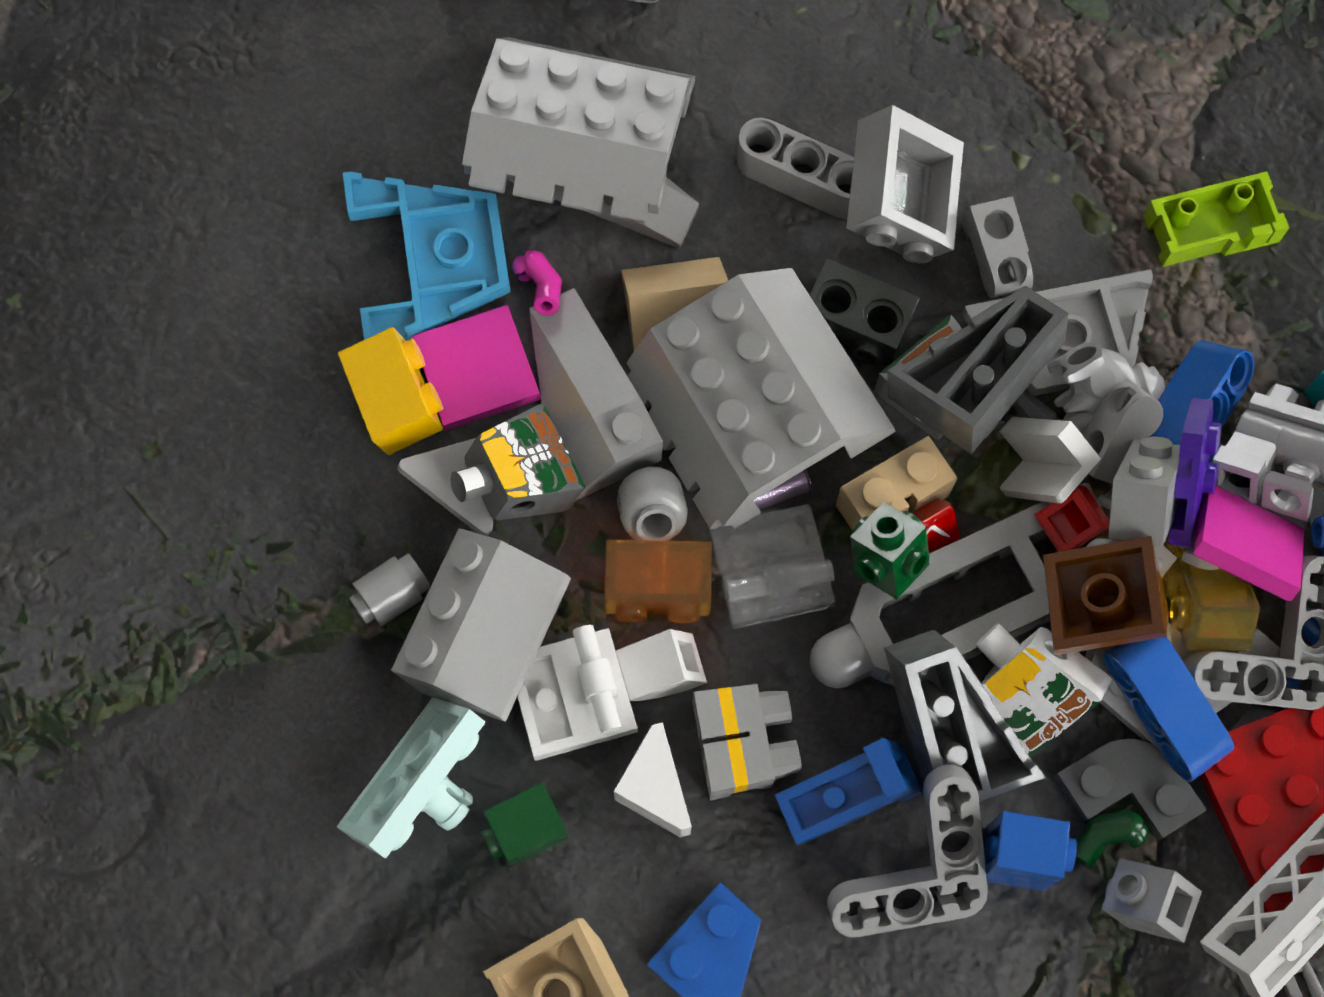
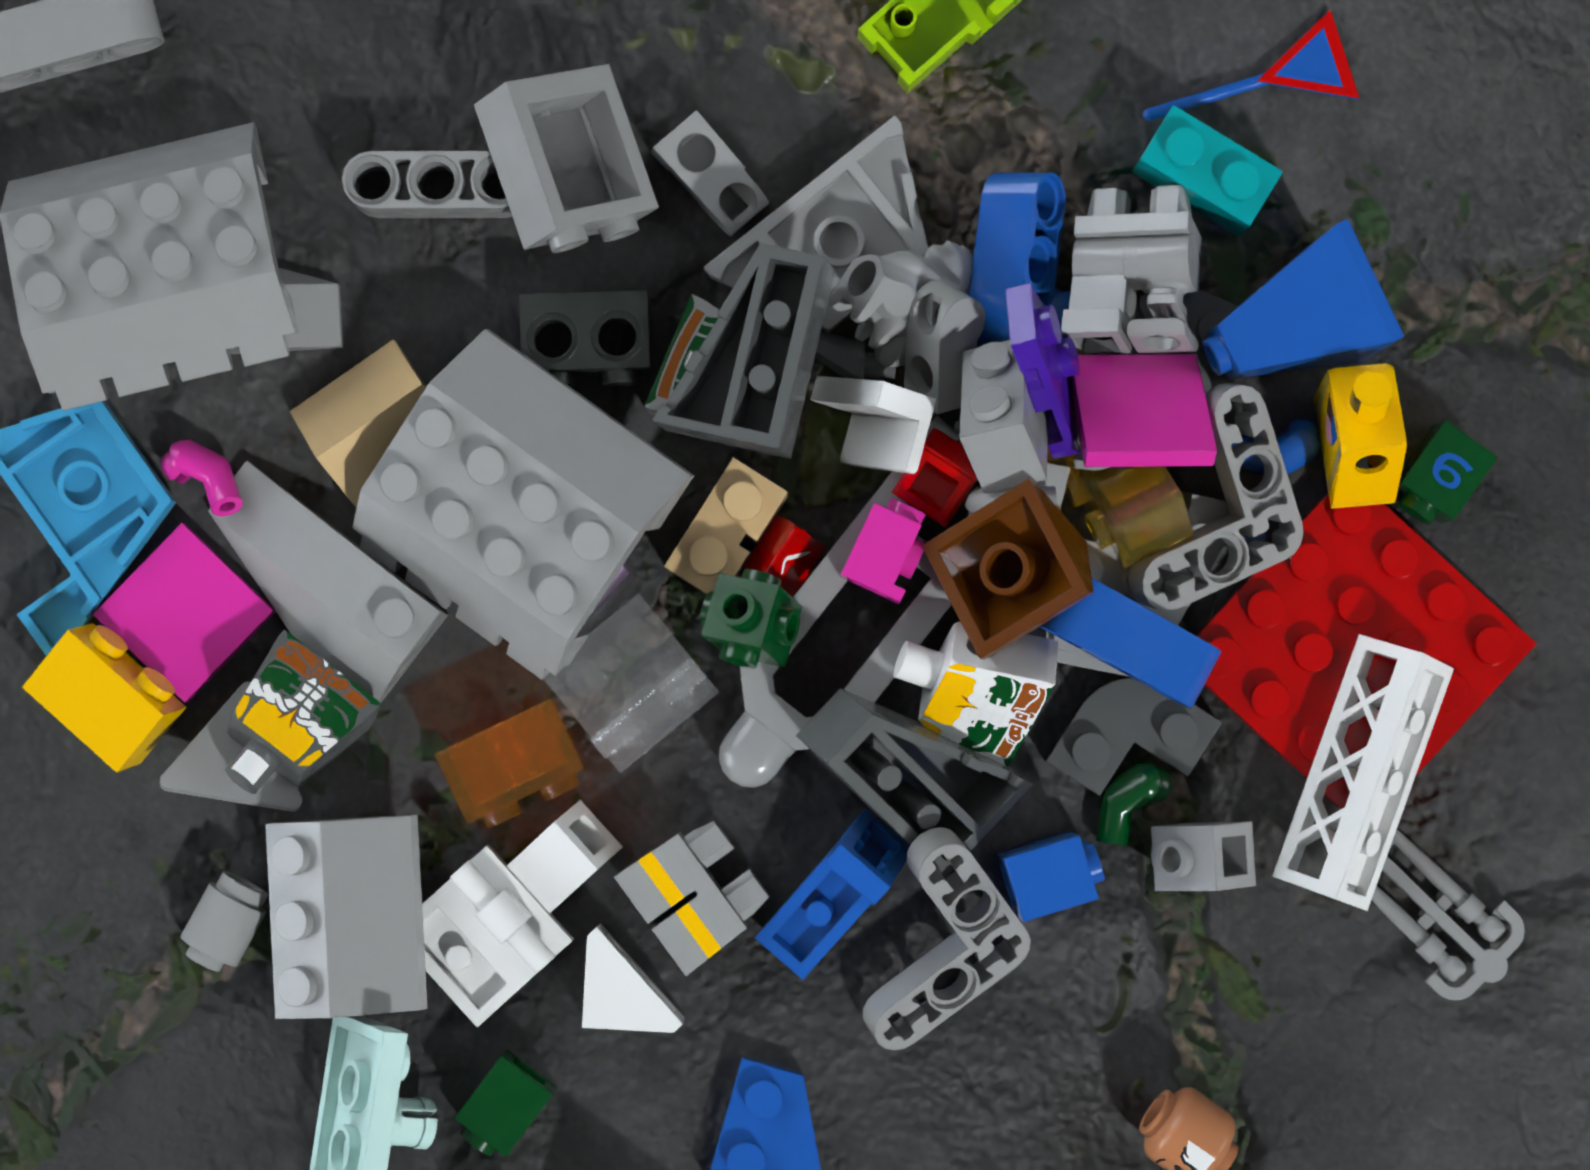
camera: 25 degrees left, 15 degrees up
(652, 504) = (465, 683): light grey head -> none
(1011, 549) = (886, 549): none -> dark pink brick

